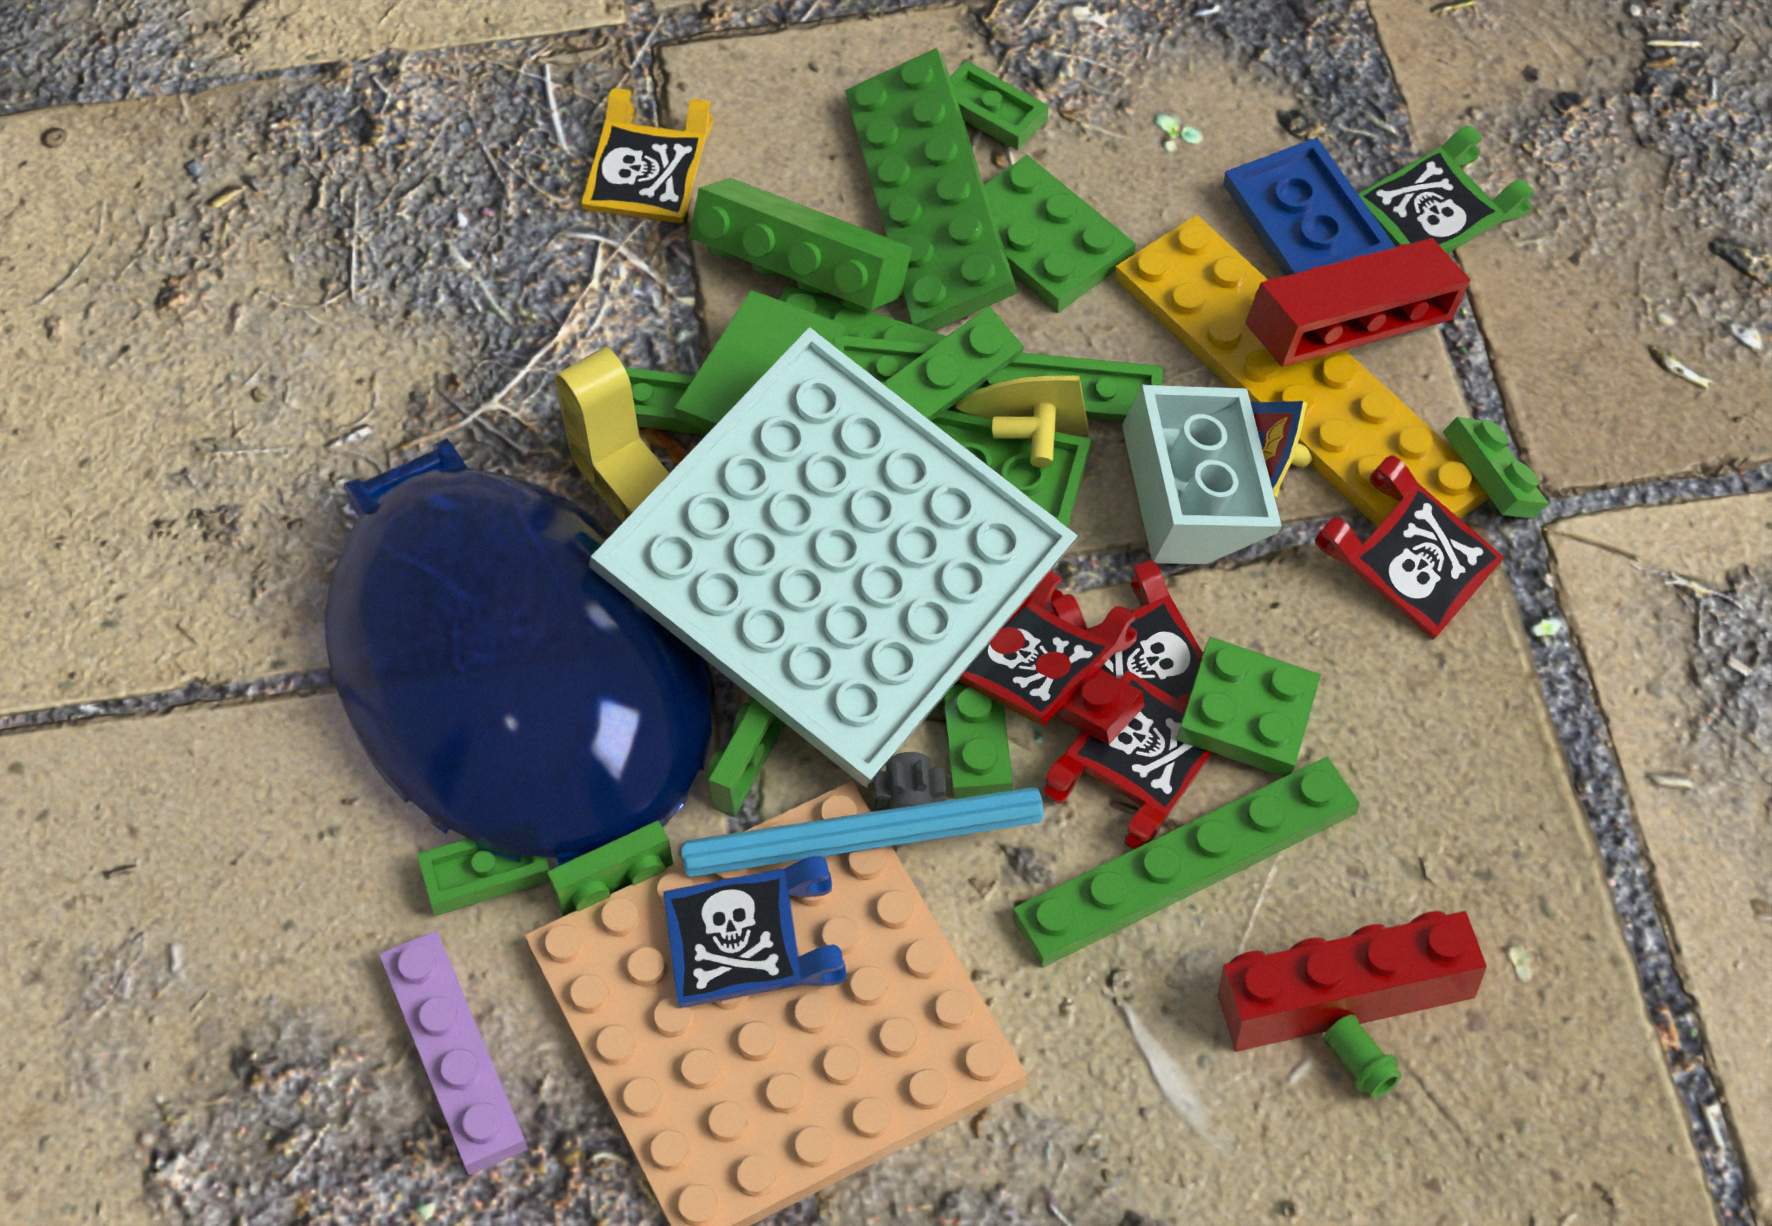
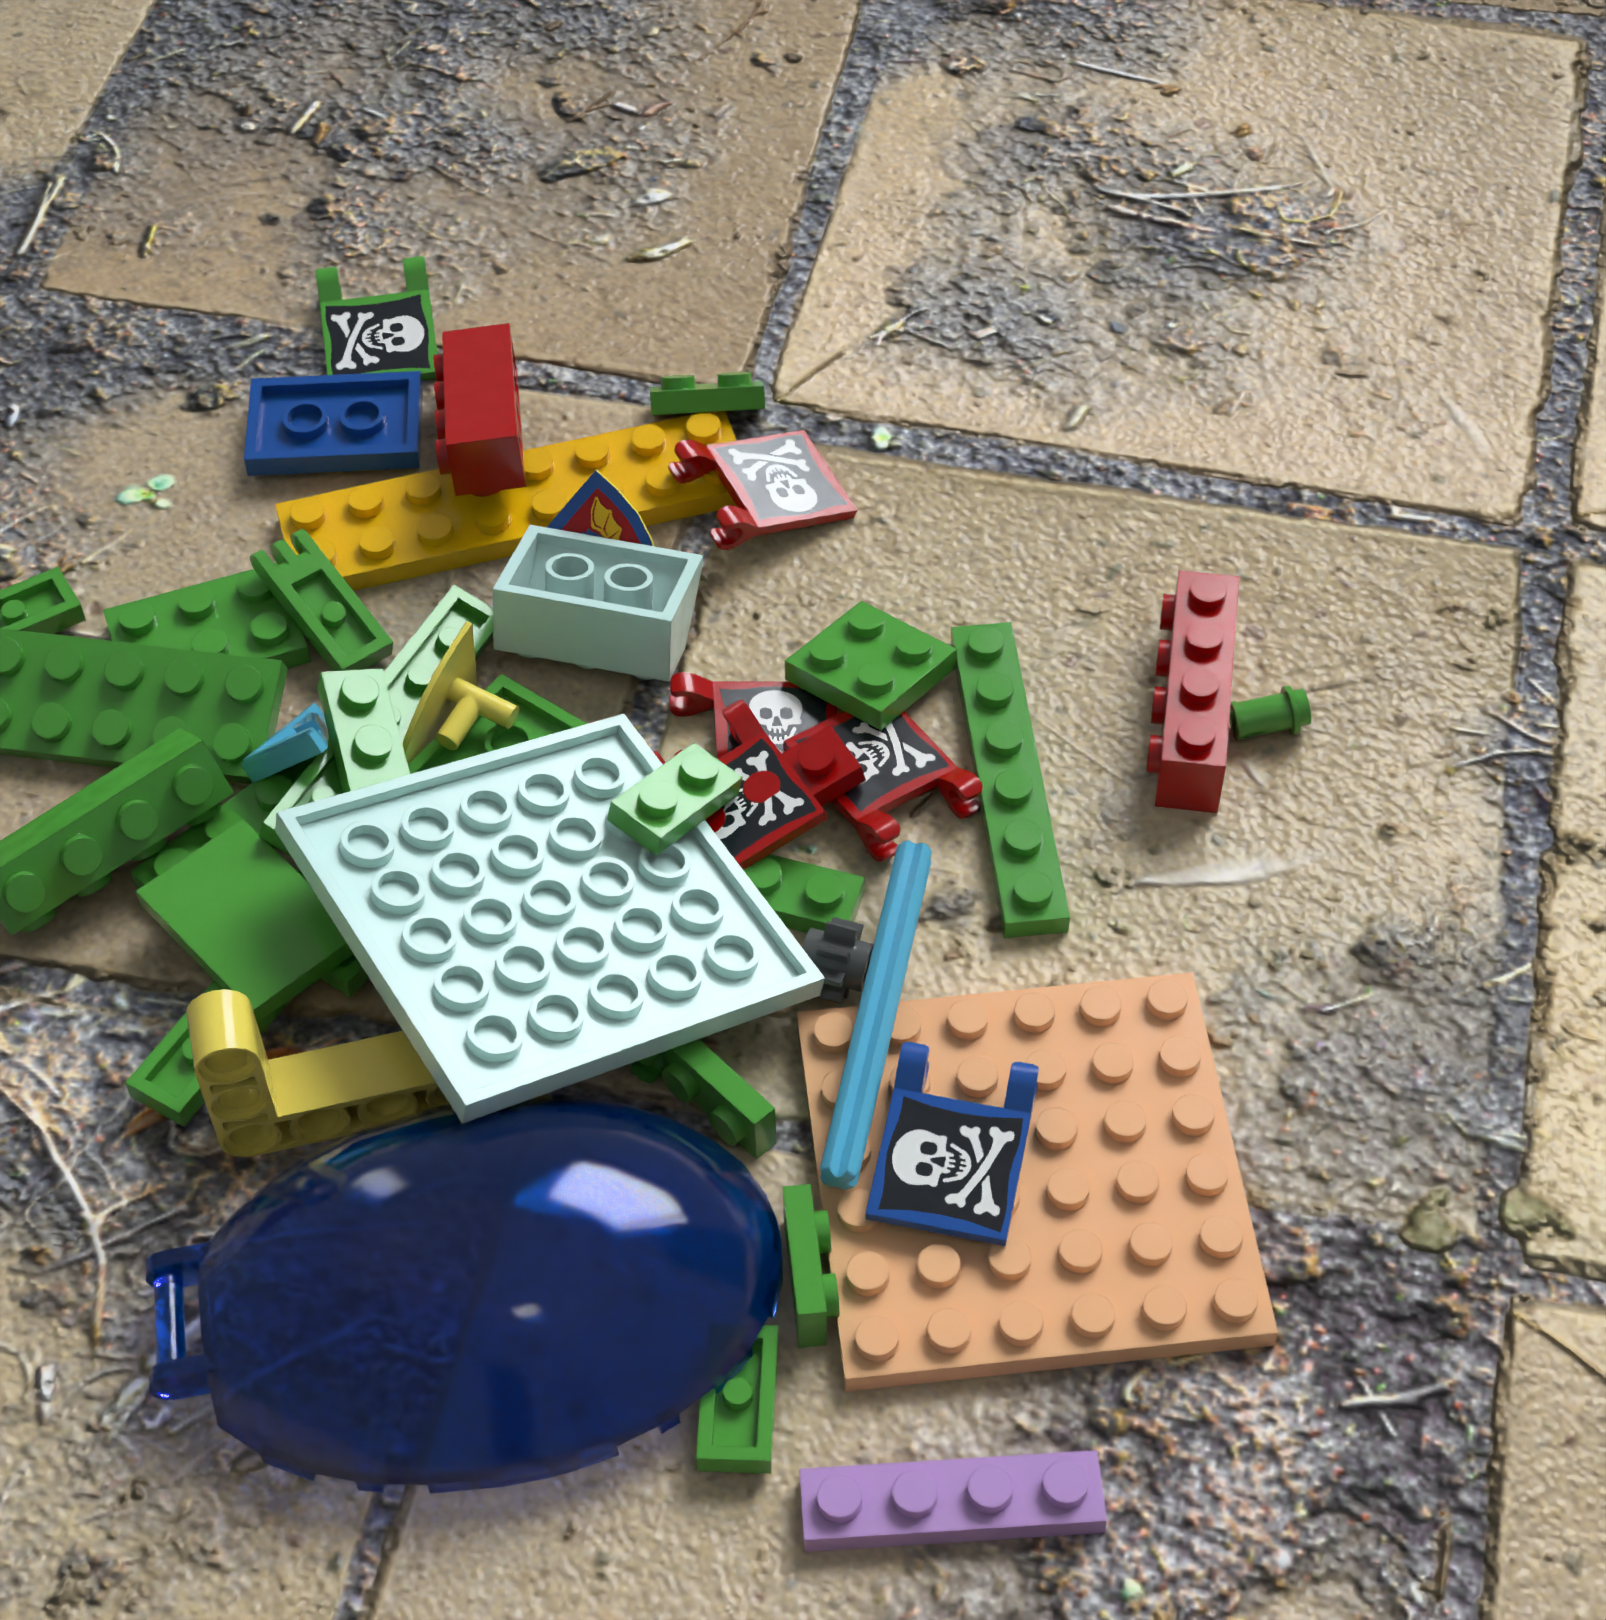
camera: 70 degrees left, 5 degrees down
(928, 324) = (292, 744): none -> medium azure tile
(995, 601) = (674, 798): none -> plate
(1097, 289) = (322, 604): none -> bright green hinge

